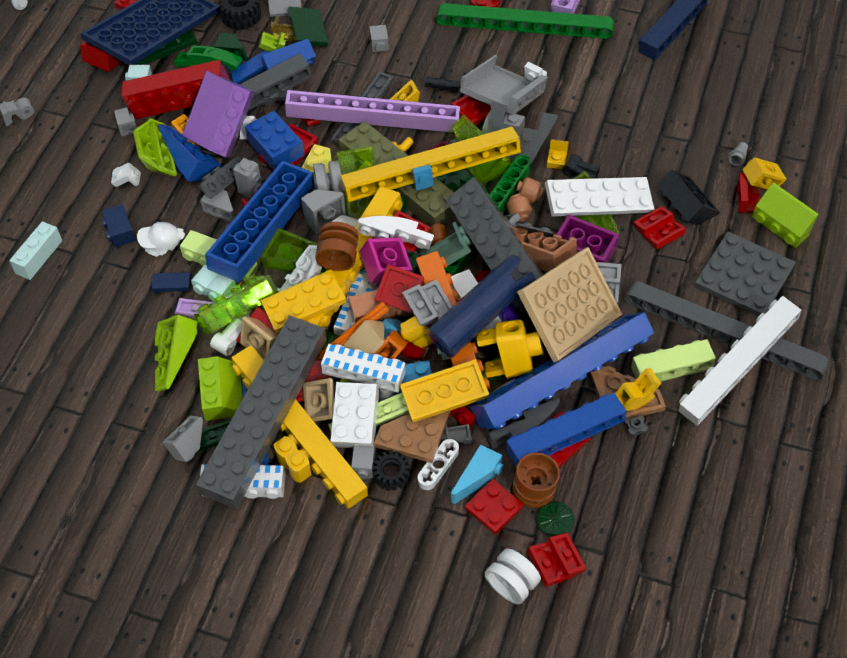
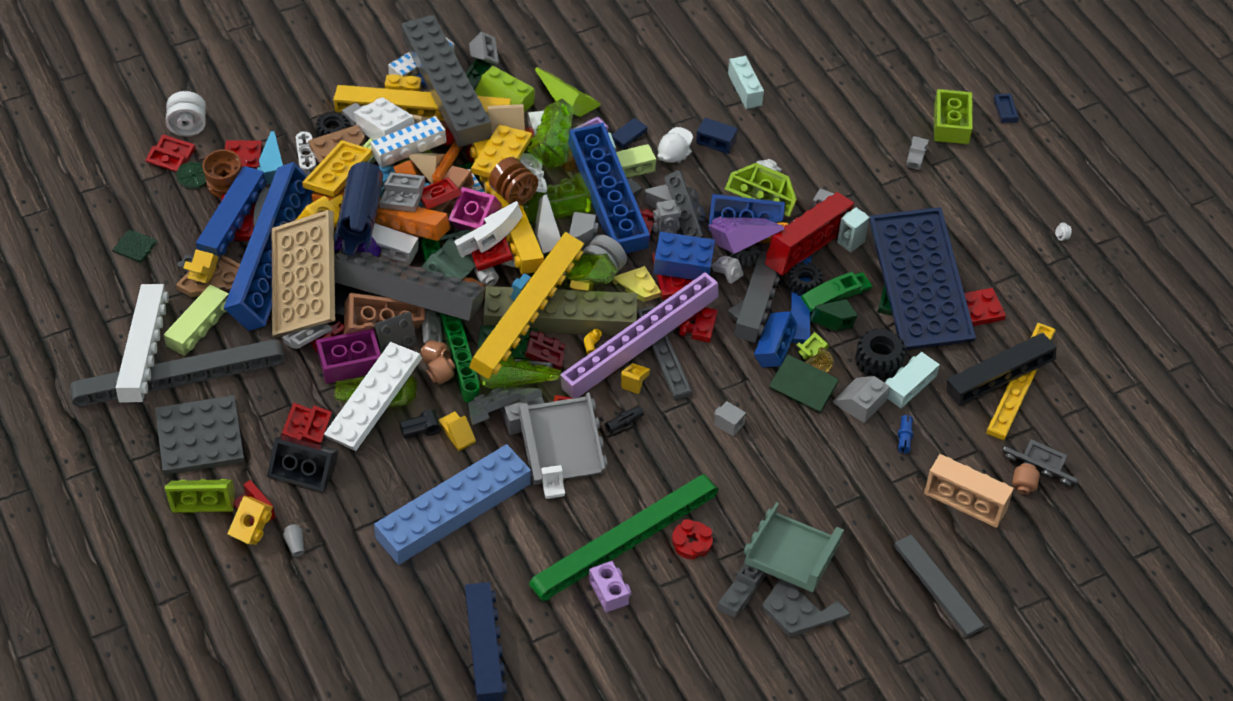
camera: 130 degrees right, 5 degrees down
(614, 103) = (452, 504): none -> medium blue brick
(666, 483) = (134, 246): none -> clear green piece

